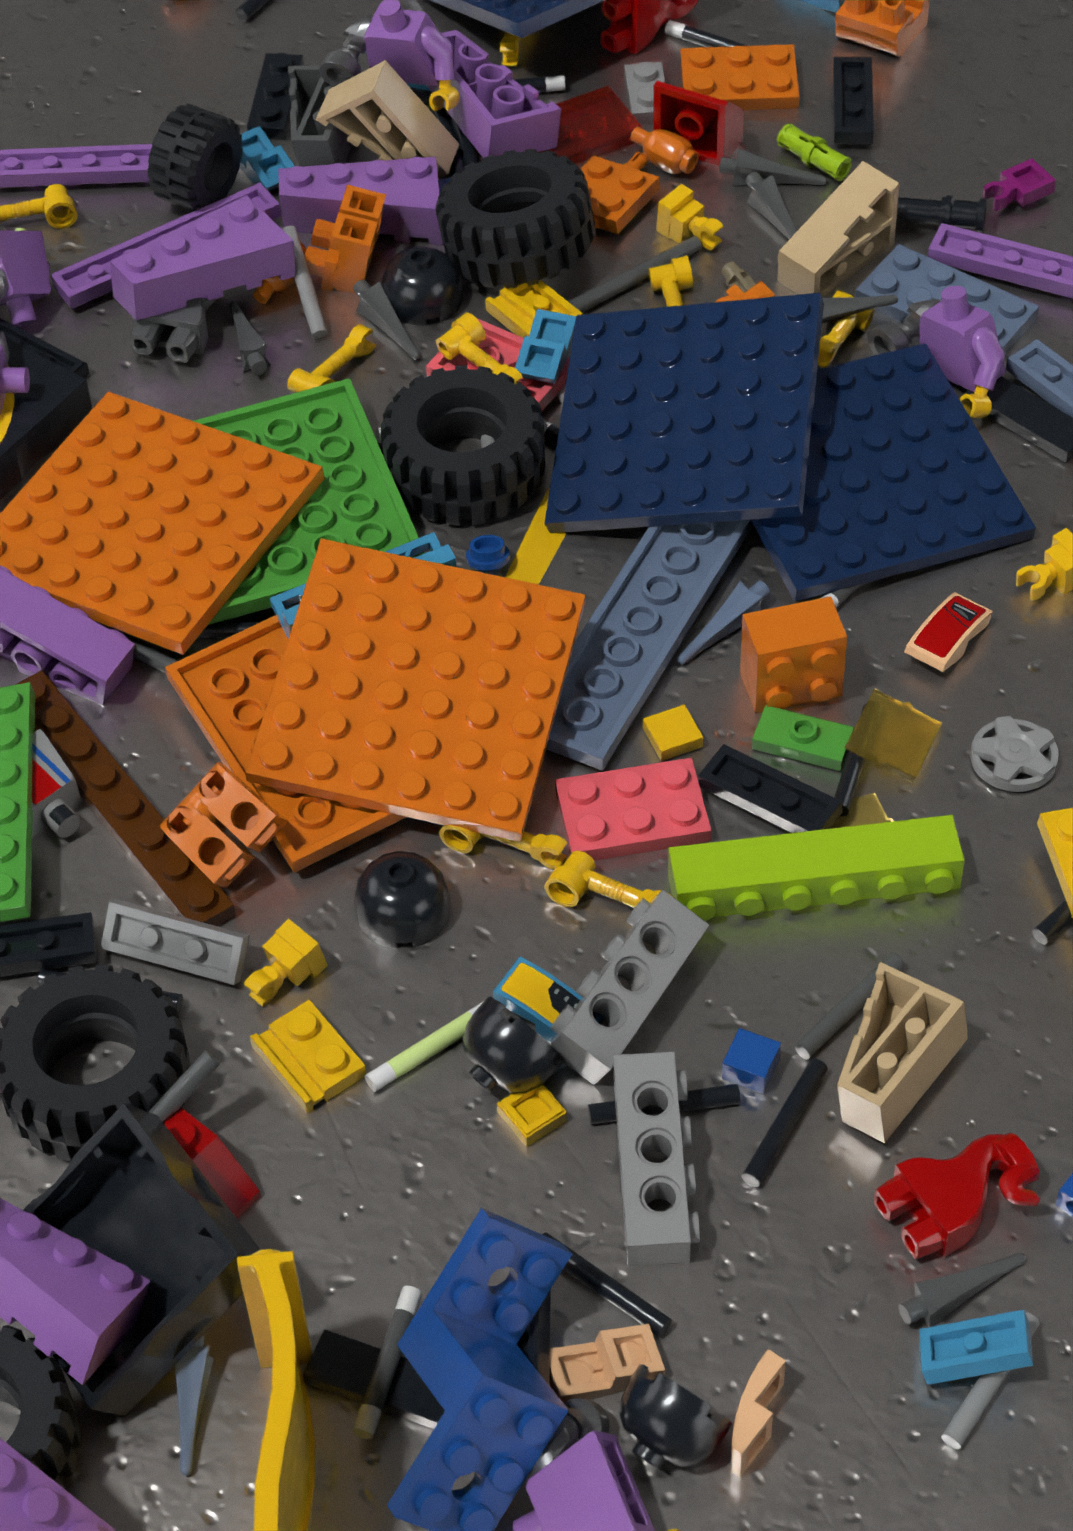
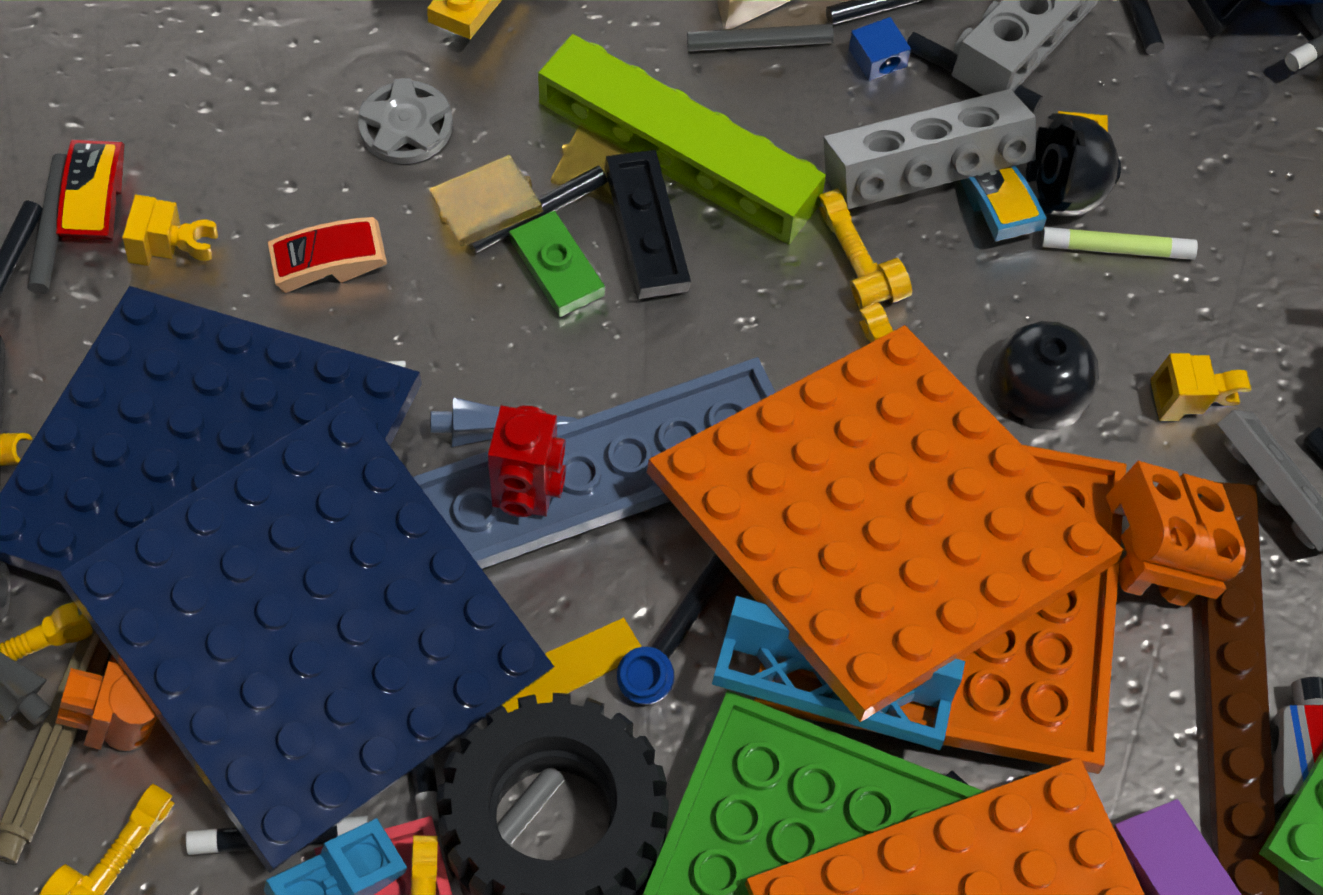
camera: 145 degrees left, 10 degrees up
(308, 1056) = (1230, 308): yellow plate -> none
(633, 809) = (766, 311): coral plate -> none
(662, 556) = (526, 461): none -> red brick
(672, 732) = (660, 353): yellow tile -> none
(793, 654) = (502, 300): orange brick -> none

